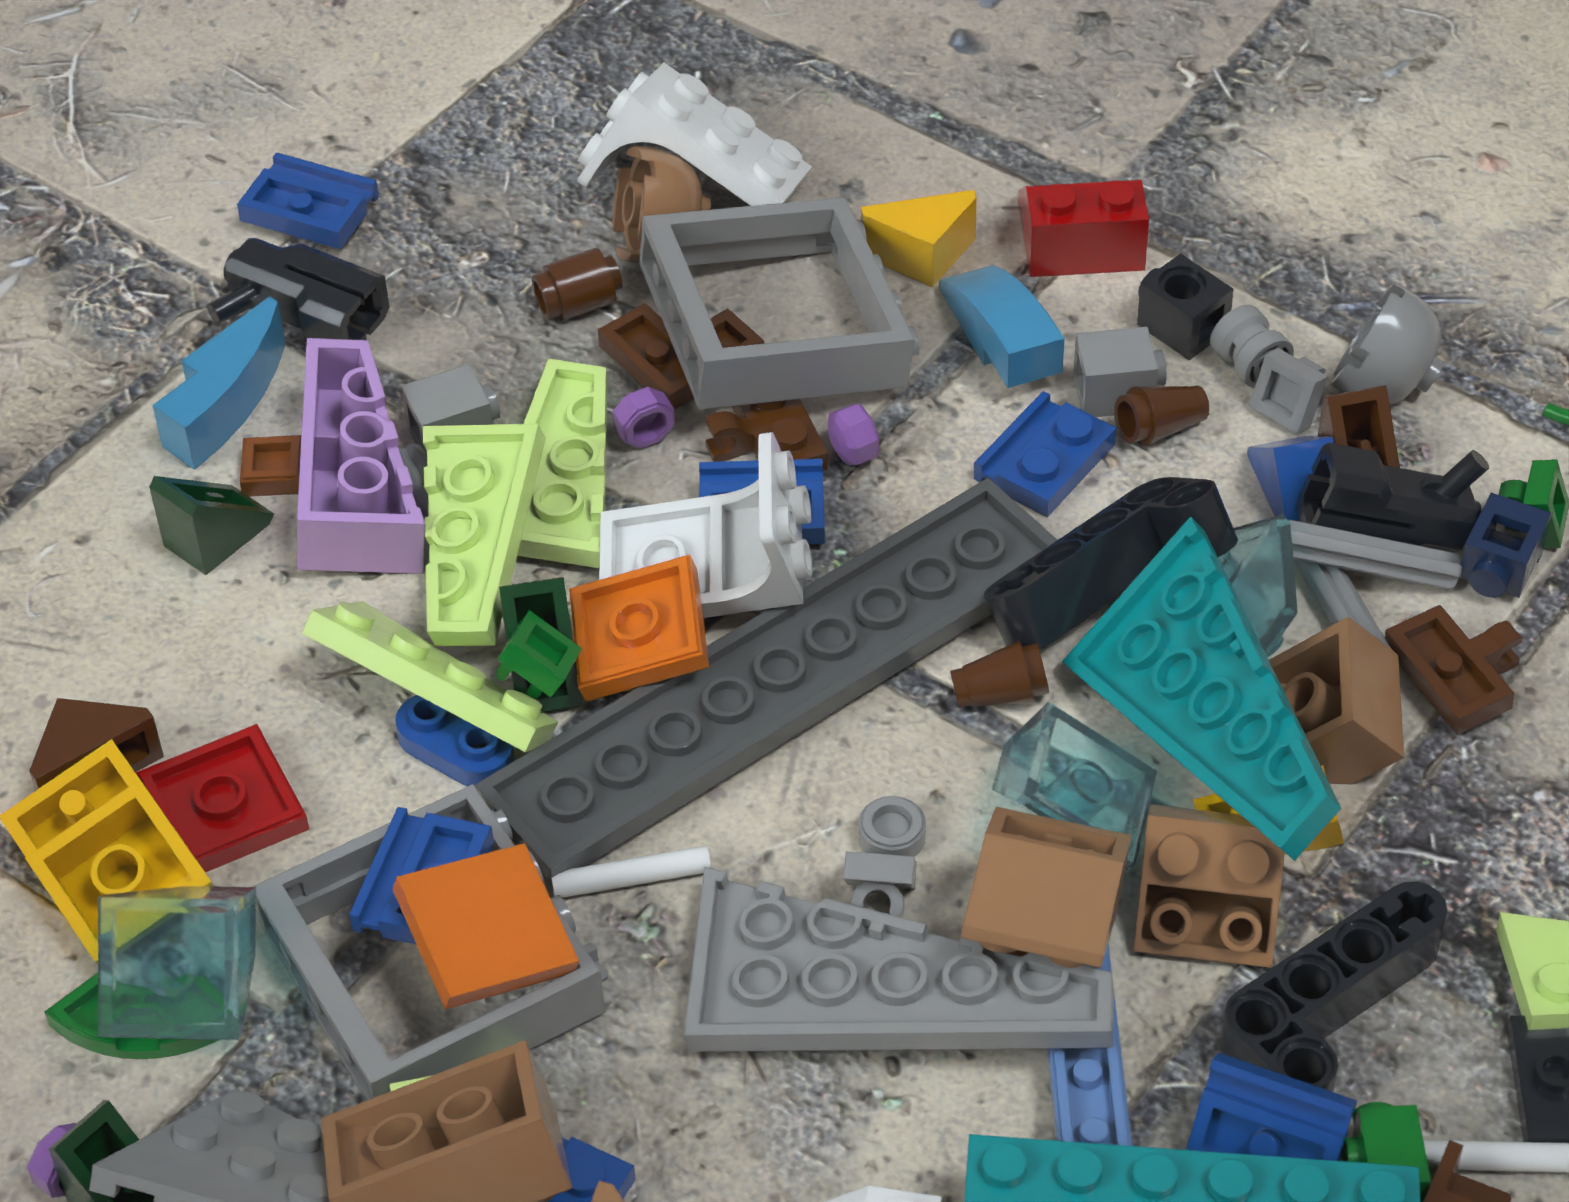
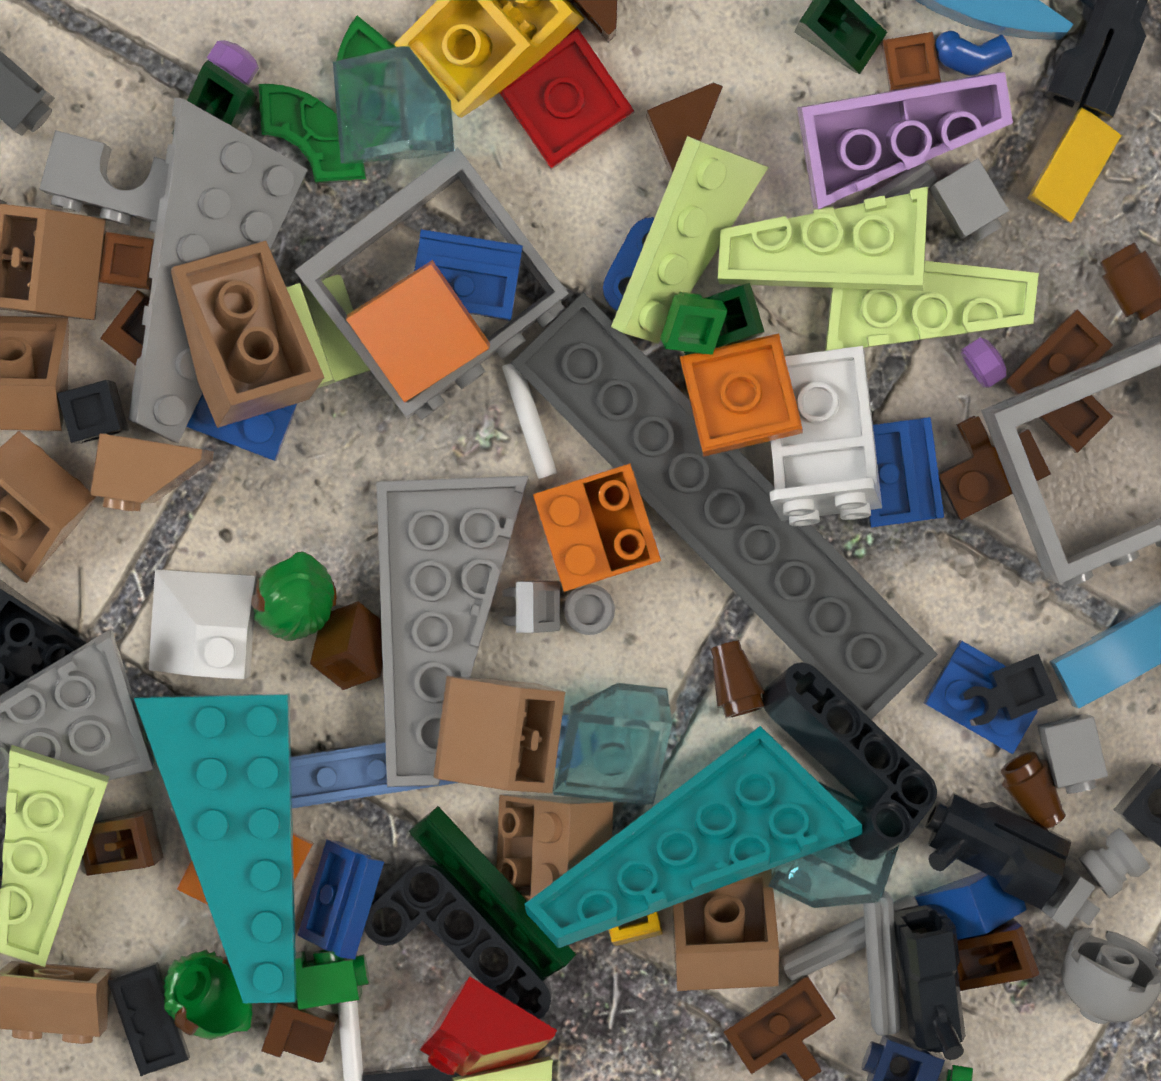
camera: 80 degrees right, 40 degrees up
(194, 1078) = (310, 127): none -> green tile
(281, 410) = (969, 58): none -> blue arm
(299, 674) = (682, 118): none -> reddish brown slope
(428, 333) = (1074, 165): none -> yellow slope
(784, 795) = (597, 527): none -> orange slope
(834, 1140) = (294, 597): none -> green hair
(853, 434) = (980, 538): medium lavender tile -> none
(909, 1094) = (349, 646): none -> reddish brown panel
(1039, 403) = (1016, 690): none -> black plate
(1194, 998) = (488, 890): none -> dark green tile
(1233, 423) = (1000, 843): none -> black piece
(1454, 962) = (483, 1032): none -> red slope

